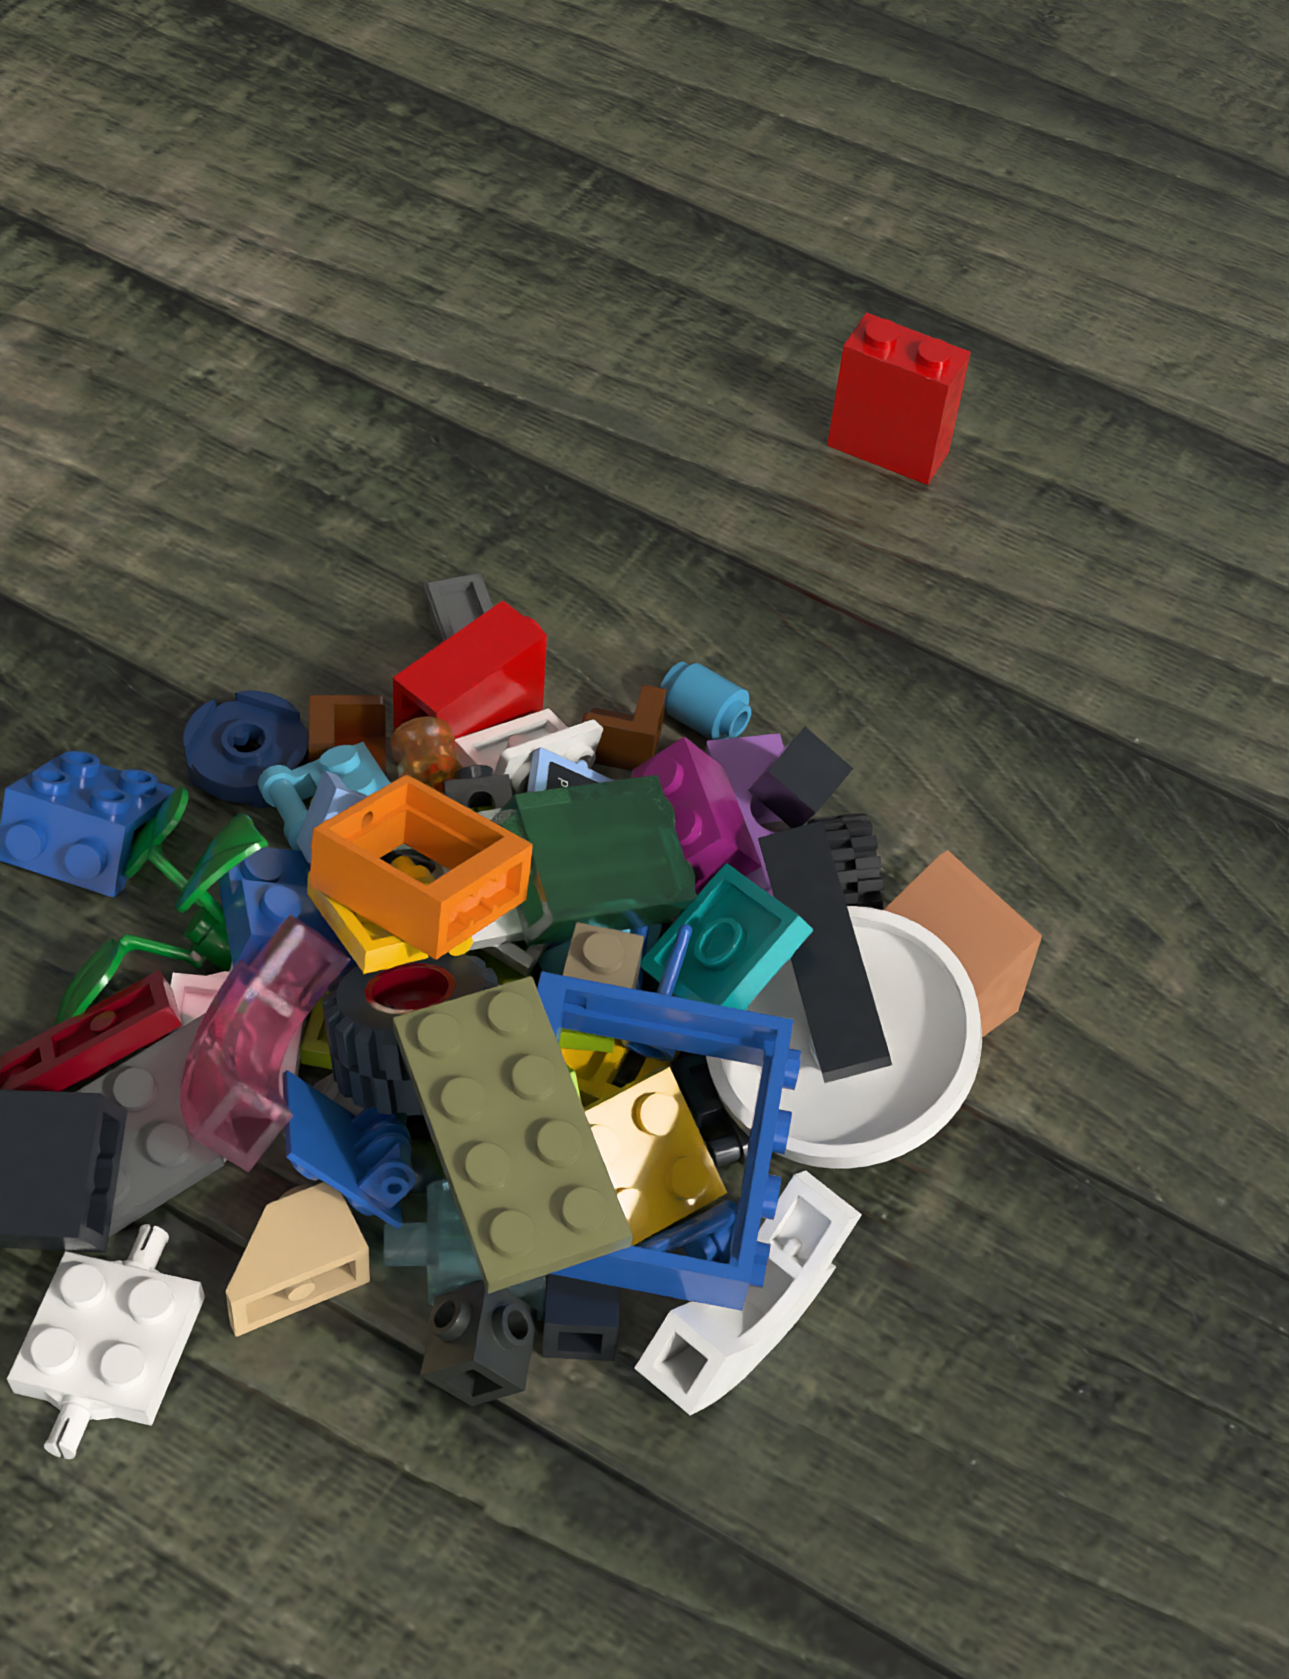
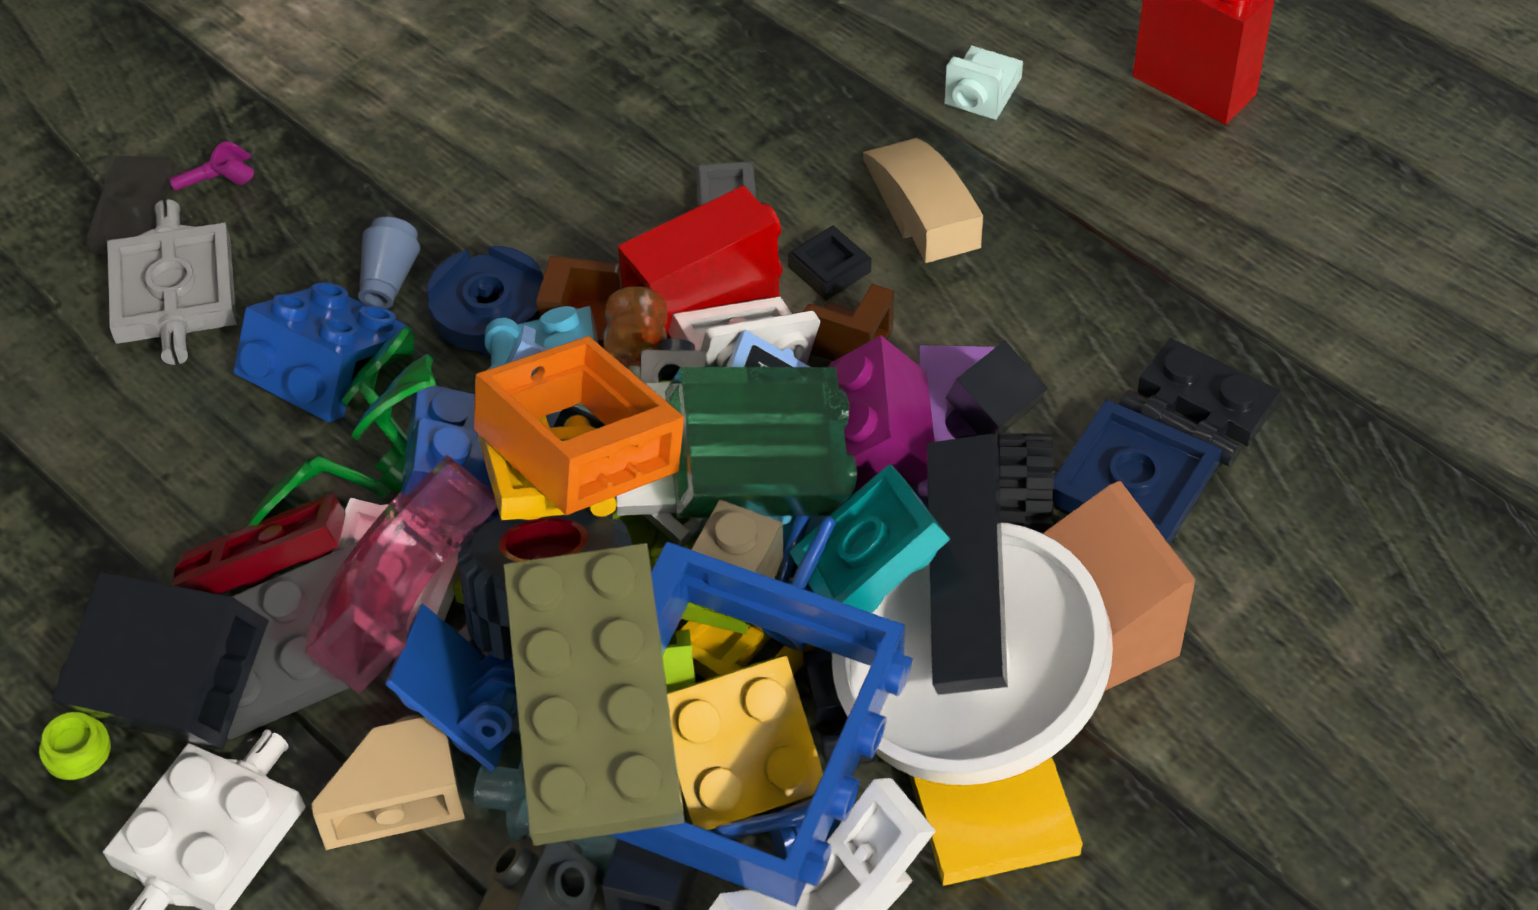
camera: 20 degrees right, 0 degrees up
(128, 719) = (386, 259): none -> sand blue cone
(584, 667) = (829, 262): none -> black tile
(665, 590) = (926, 198): none -> tan slope
(686, 466) = (981, 81): none -> light aqua bracket
(706, 701) = (936, 308): dark azure brick -> none
(900, 1199) = (998, 823): none -> yellow tile
(926, 820) = (1152, 460): none -> dark blue plate
(976, 763) = (1207, 392): none -> black plate

